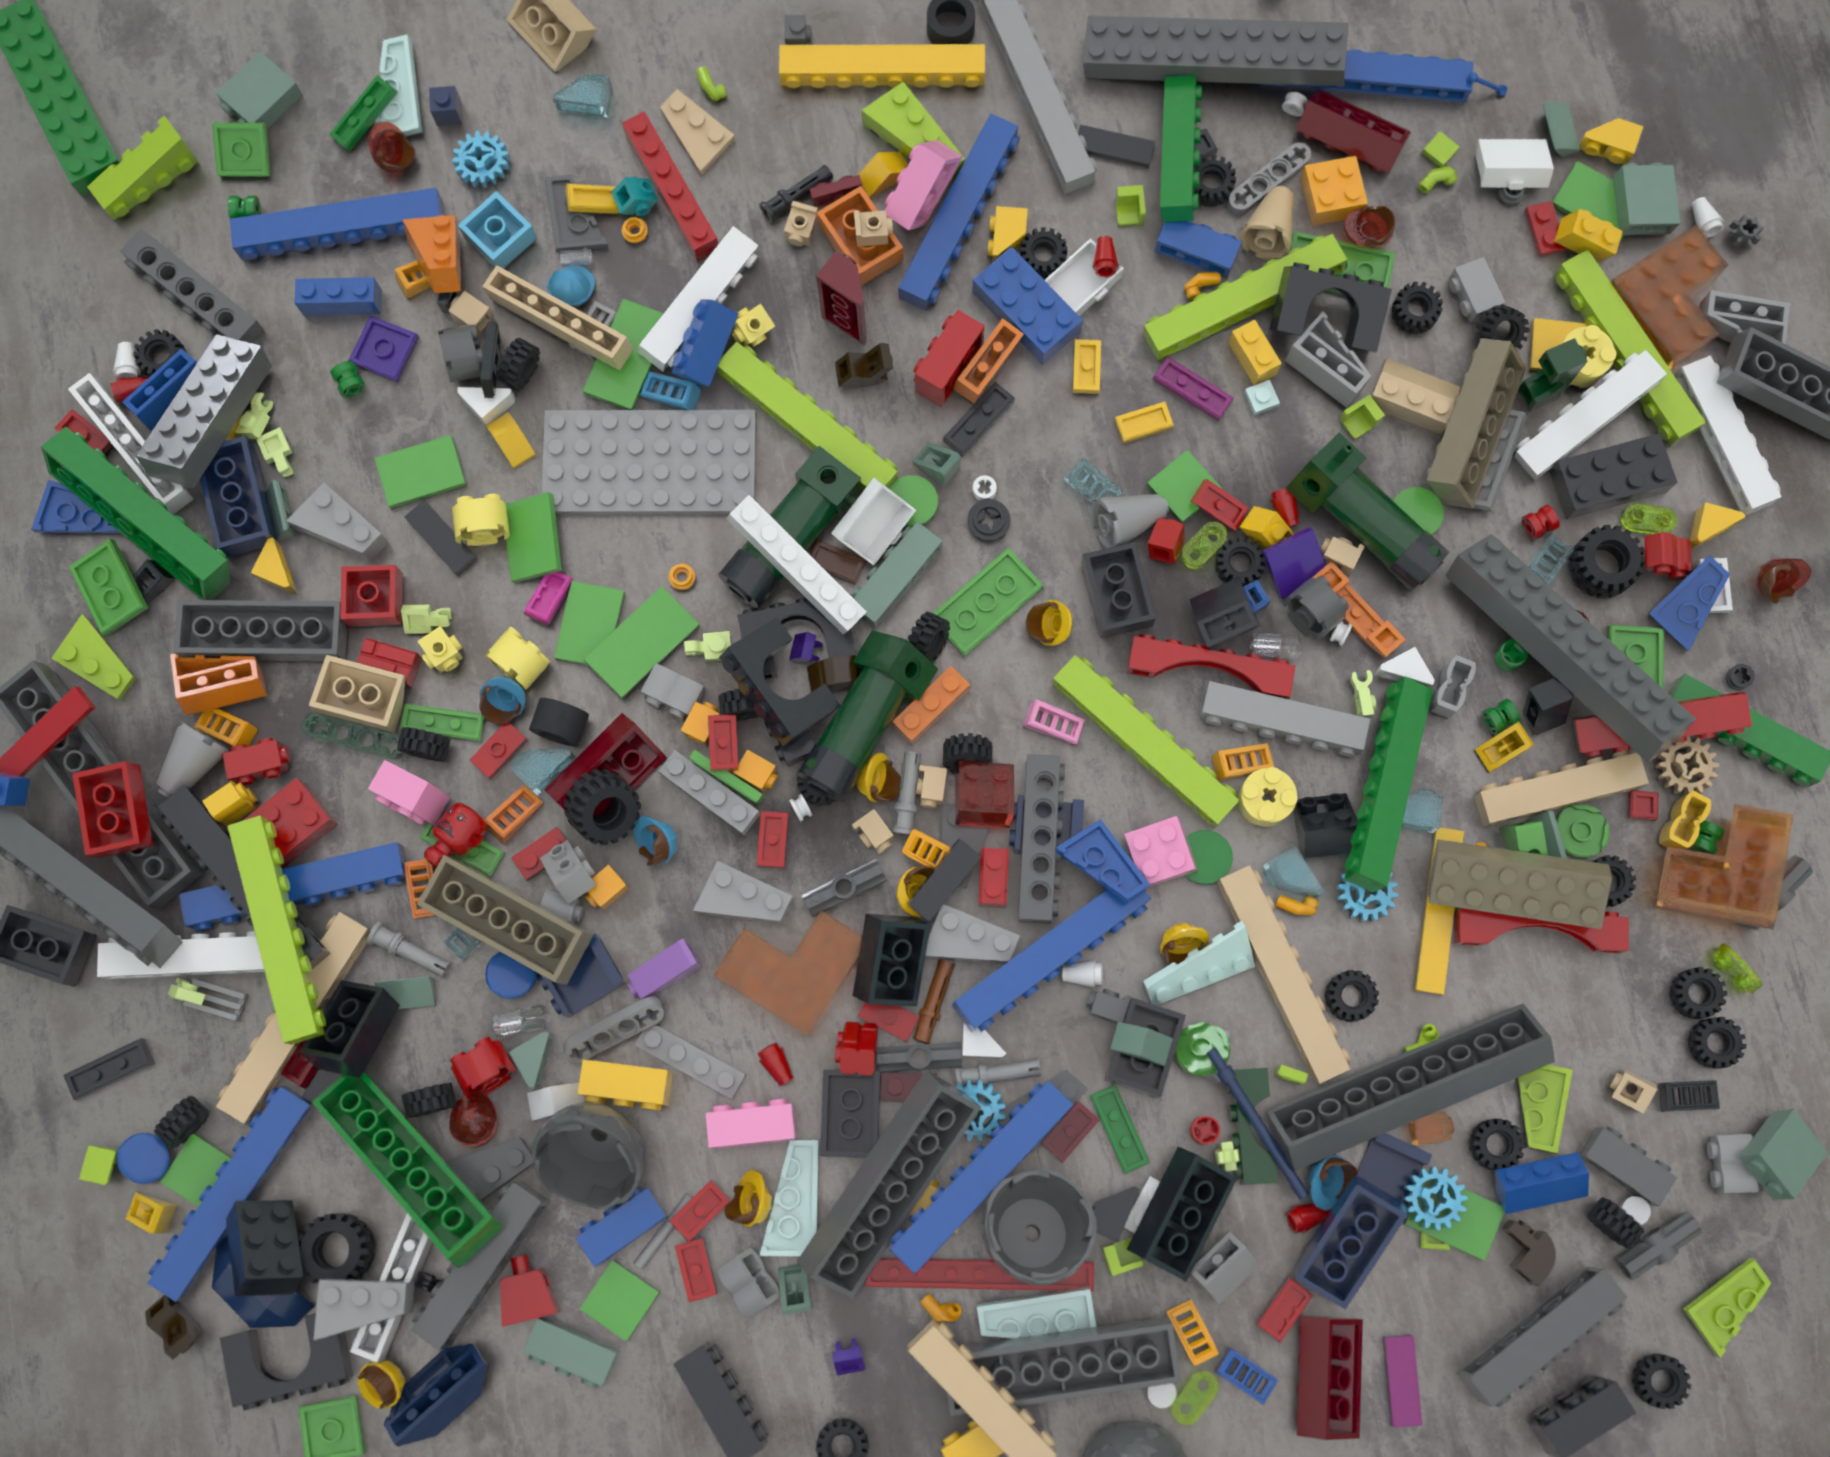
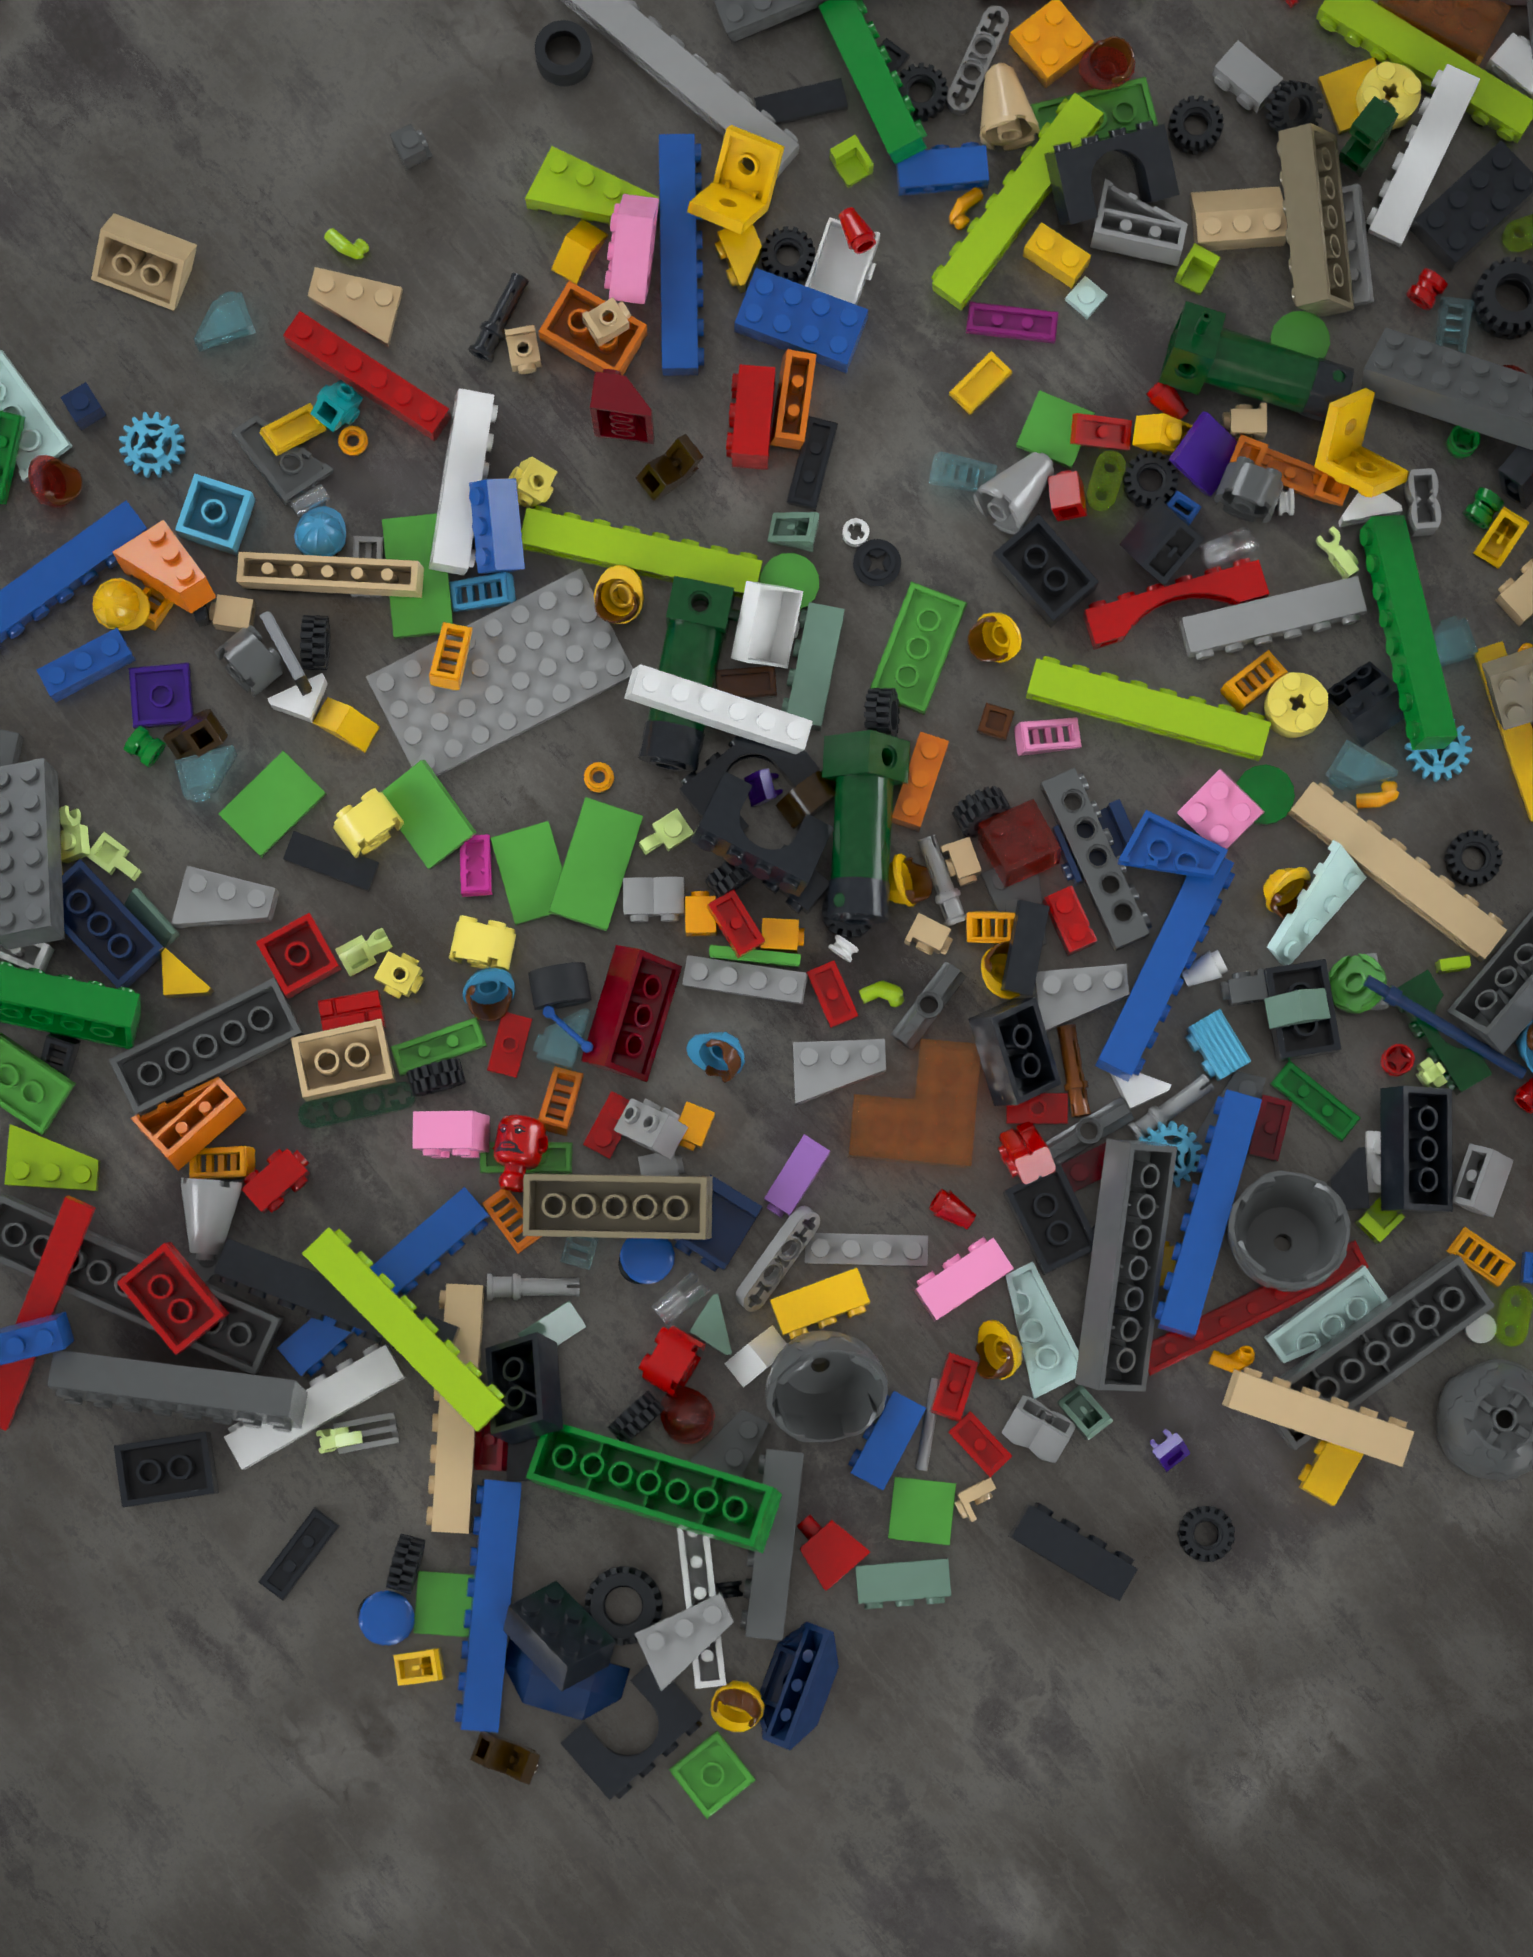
camera: 30 degrees left, 5 degrees up
(98, 1164) = (347, 1646): lime panel -> none
(231, 803) = (277, 1233): yellow brick -> none
(297, 819) = (347, 1208): red brick -> none
(381, 421) = (204, 774): none -> clear light blue slope
(388, 263) = (121, 605): none -> yellow piece
(388, 389) = (196, 736): none -> dark brown brick
(538, 737) = (549, 1012): none -> blue hinge
(587, 795) = (633, 1045): black tyre -> none
(606, 438) = (450, 675): none -> light orange slope
(671, 1309) = (978, 1493): none -> tan bracket
(771, 443) = (618, 595): none -> yellow piece
(815, 857) = (884, 990): none -> lime arm
(825, 194) = (533, 302): dark red plate -> none
(882, 65) = (516, 136): yellow brick -> none
(1018, 690) = (995, 721): none -> reddish brown tile
(1028, 185) = (736, 194): none -> yellow bracket
(1062, 1041) = (1217, 1045): none -> medium azure brick
(1087, 366) = (894, 353): yellow plate -> none
(1410, 606) = (1342, 449): none -> yellow bracket

